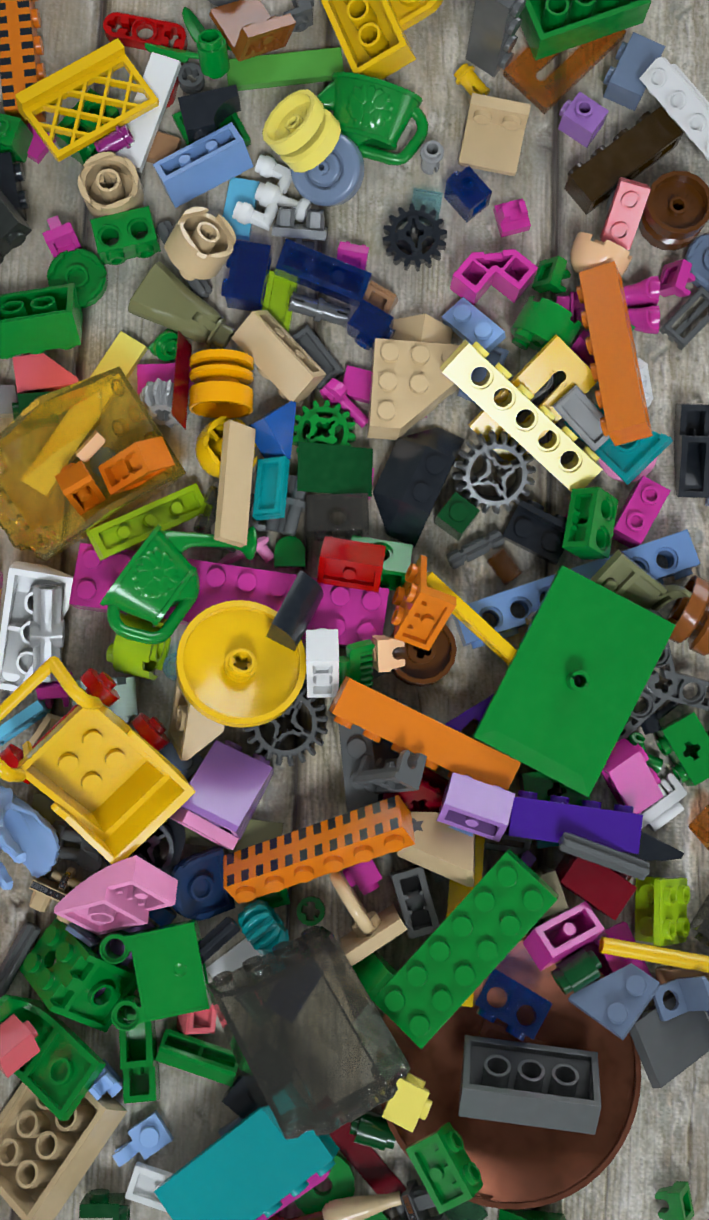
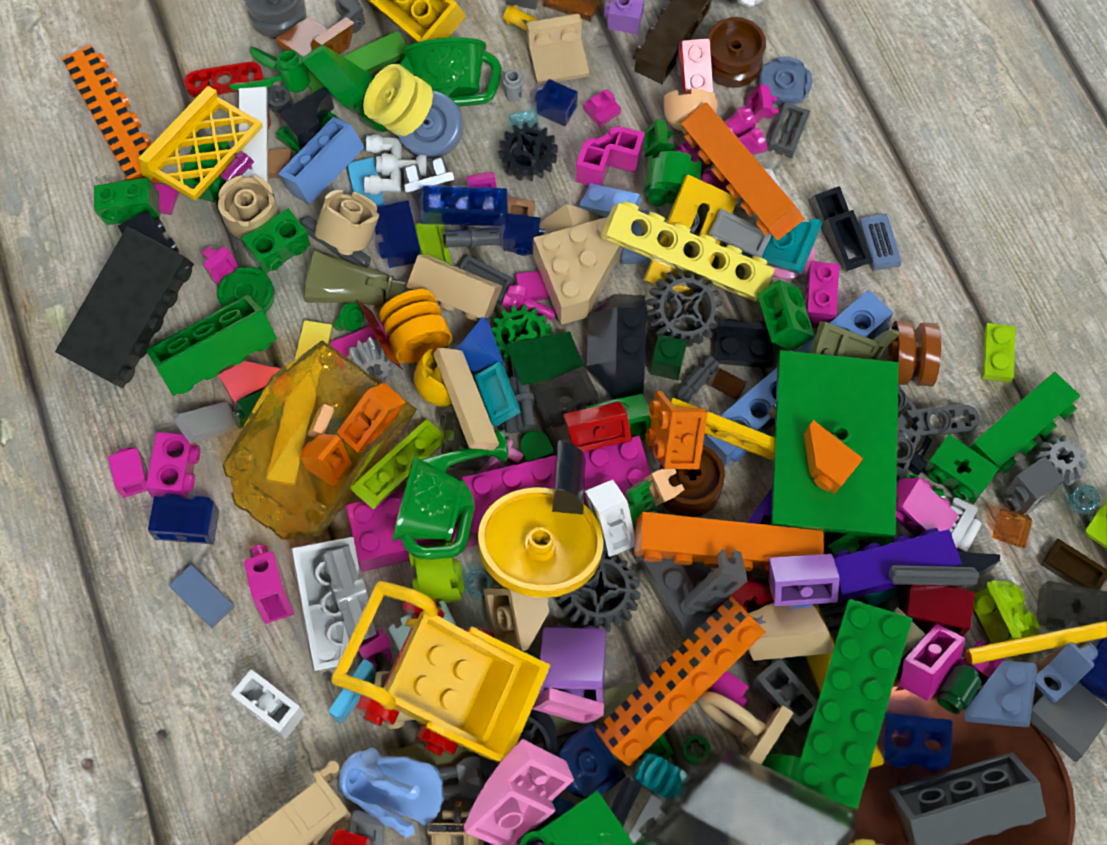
camera: 20 degrees left, 15 degrees down
(254, 80) = (340, 77): none -> green slope
(556, 701) = (828, 458): none -> orange slope

